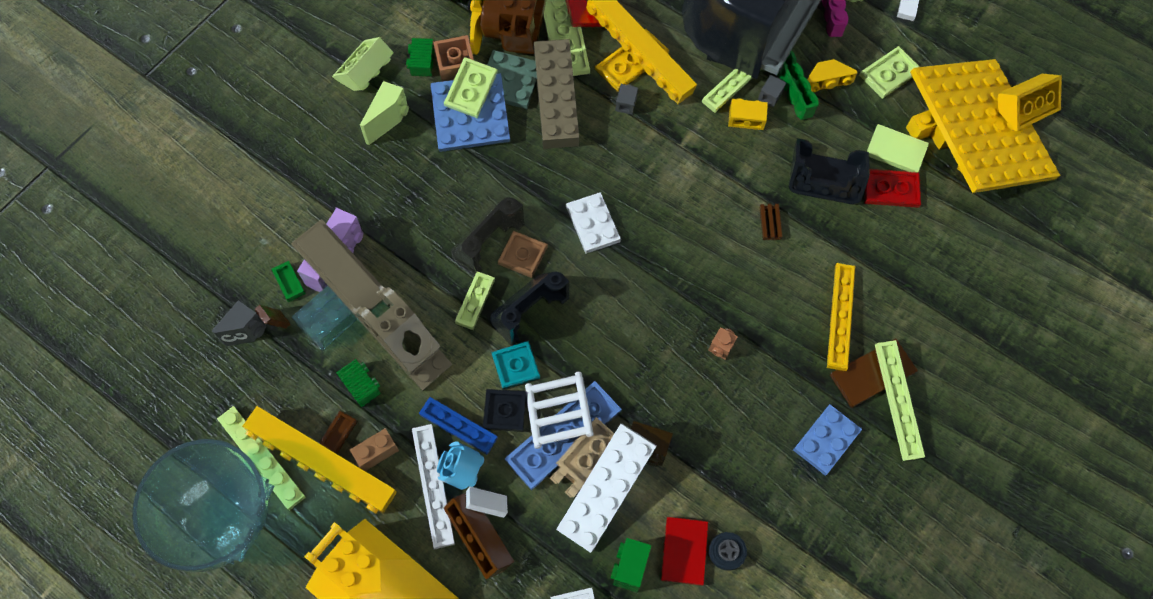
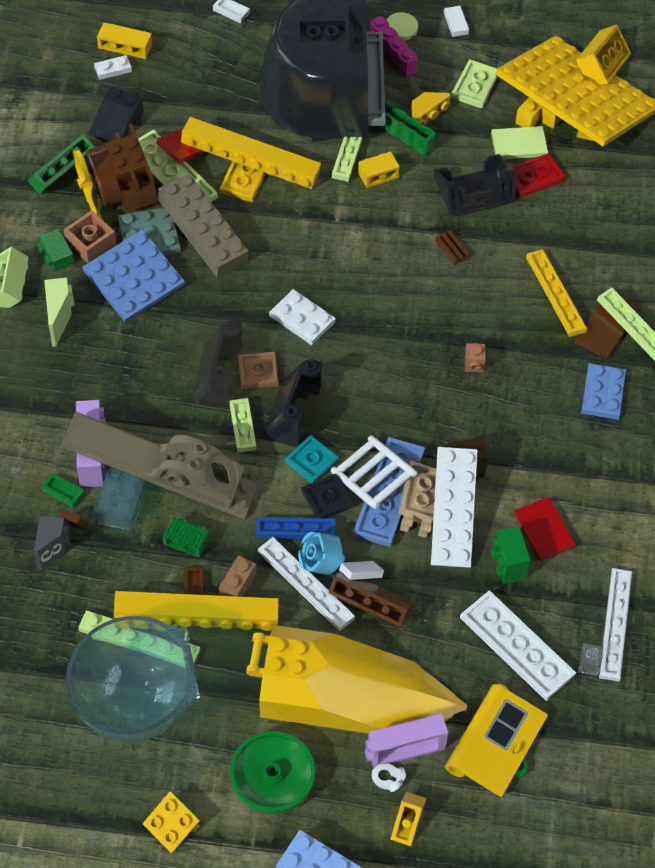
camera: 30 degrees left, 10 degrees down
(470, 87) = (124, 252): yellowish green tile -> none
(626, 99) = (266, 203): dark grey brick -> none
(732, 546) = (578, 503): black wheel -> none
(772, 90) = (387, 141): dark grey brick -> none

